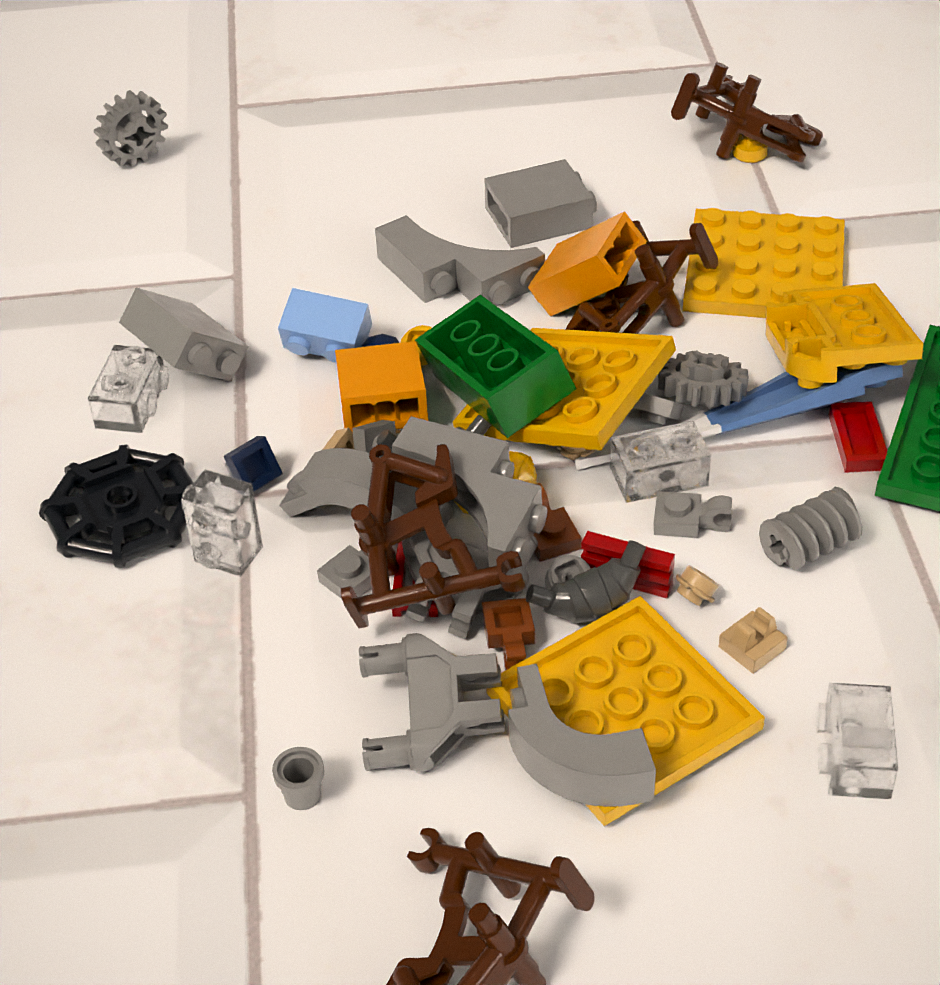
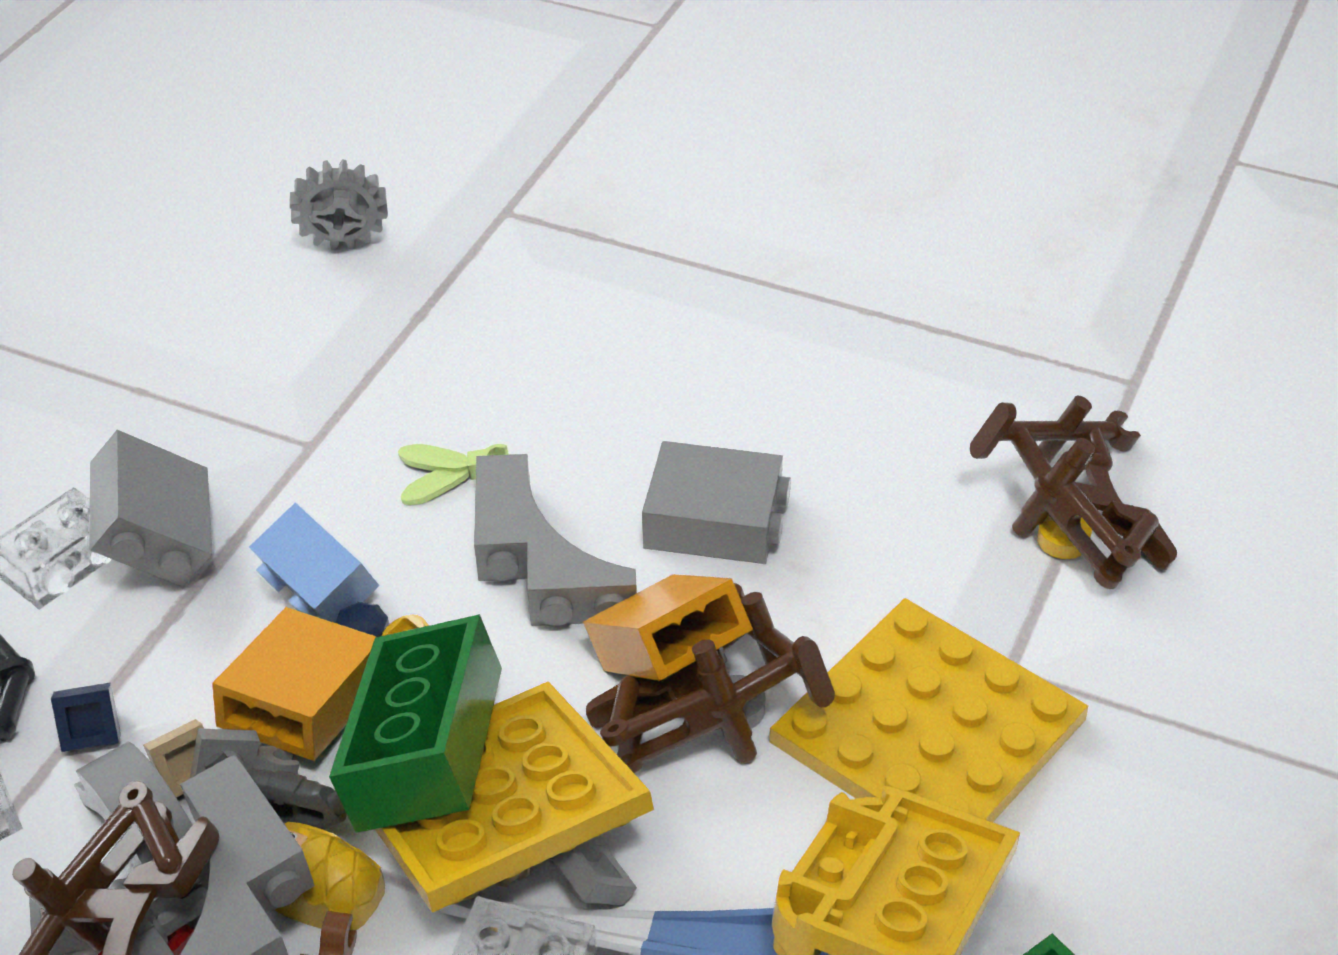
camera: 30 degrees right, 0 degrees up
(346, 251) = (447, 468): none -> yellowish green piece
(703, 379) = (678, 865): light grey gear -> none

